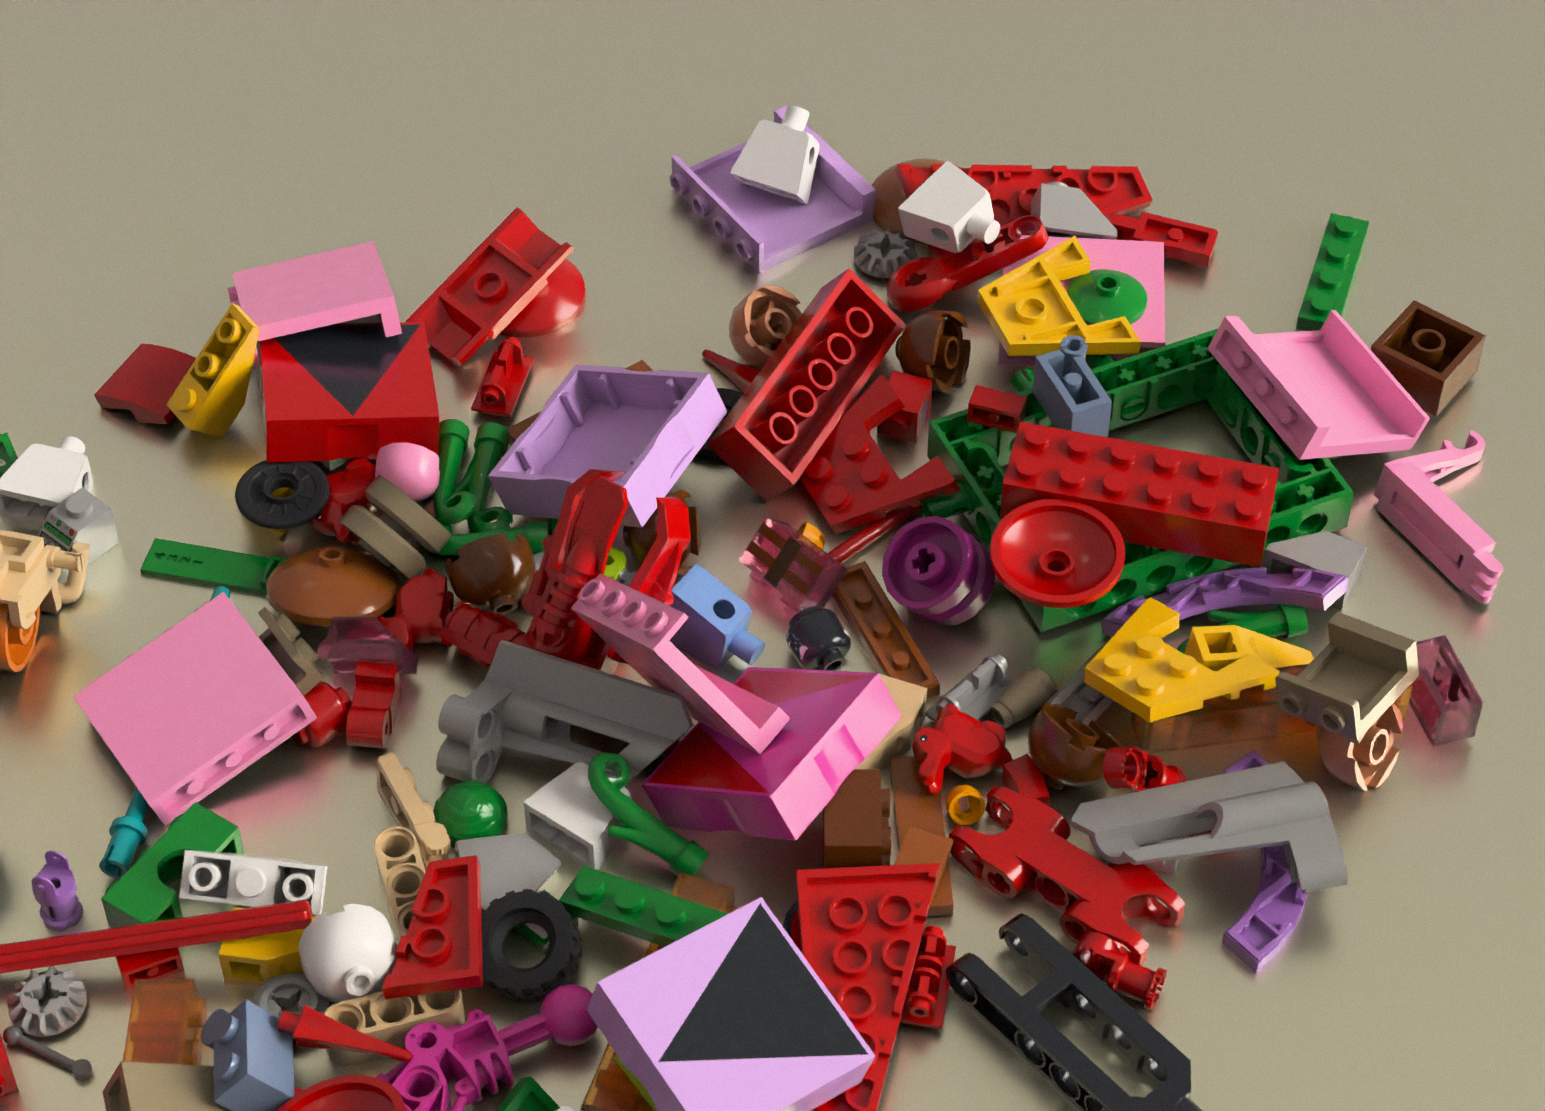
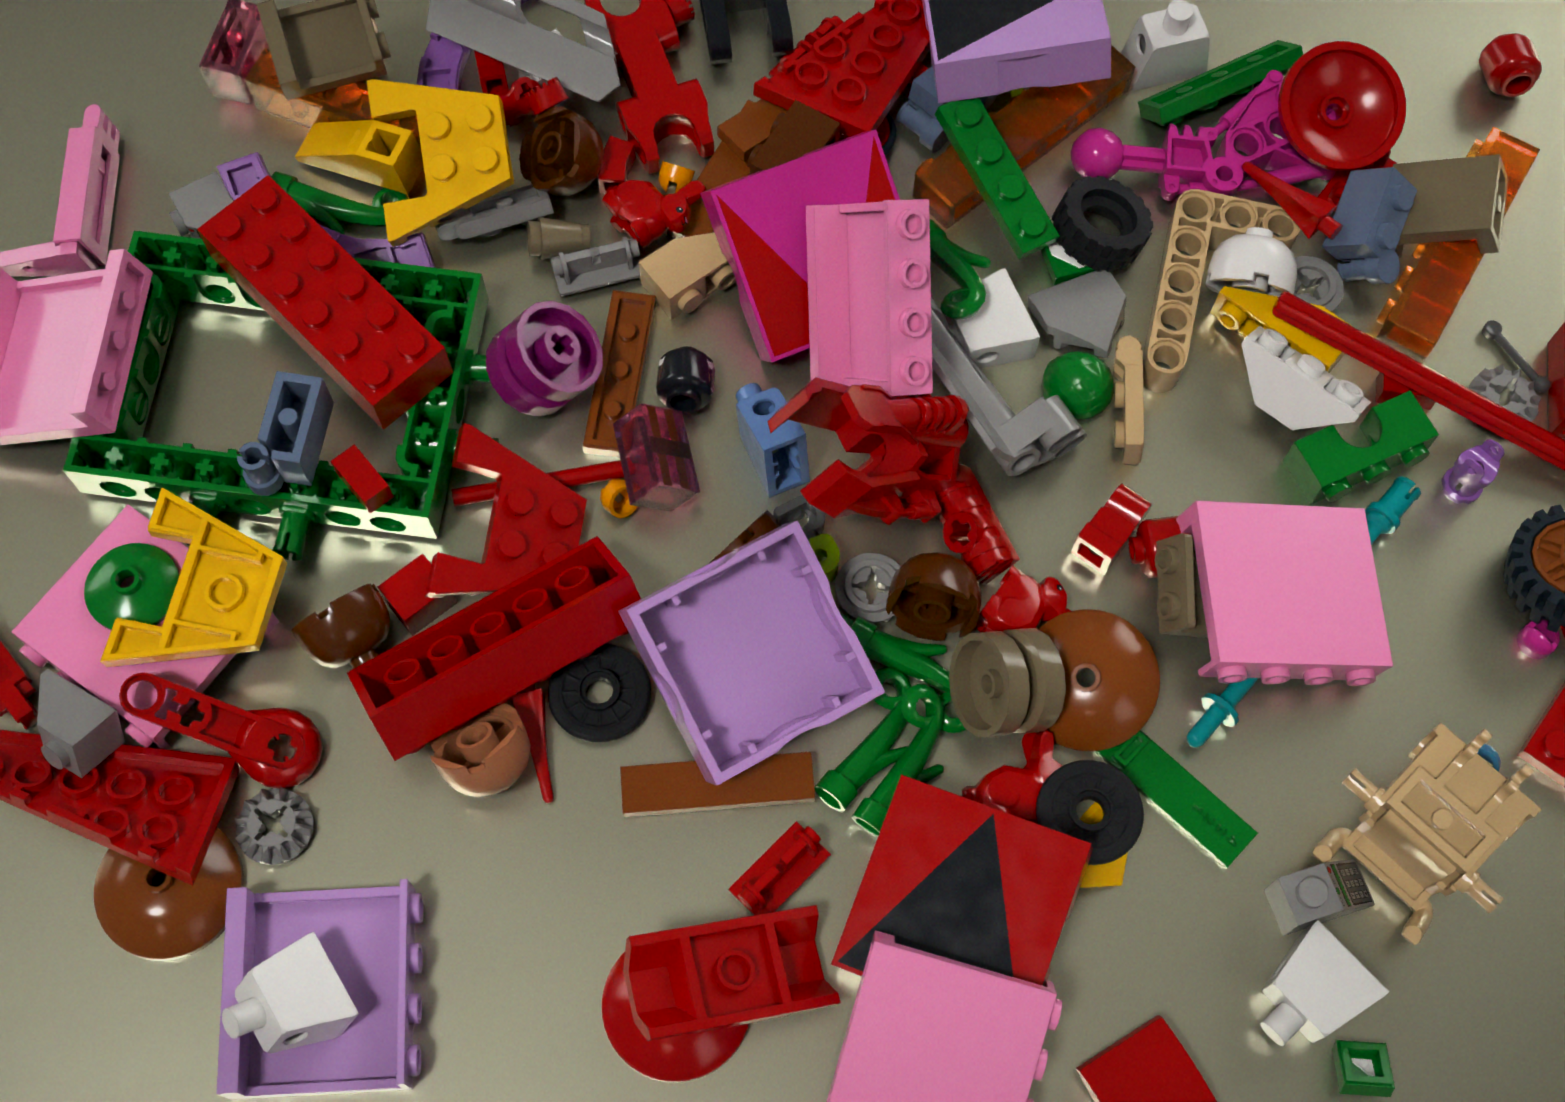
camera: 150 degrees left, 20 degrees up
(219, 376) = (1102, 994): yellow slope -> none
(363, 640) = (1092, 573): clear pink slope -> none
(409, 469) = (959, 753): bright pink hair -> none
(444, 935) = (1174, 237): red wing -> none
(949, 211) = (191, 768): white torso -> none
(1061, 538) = (449, 246): red dish -> none

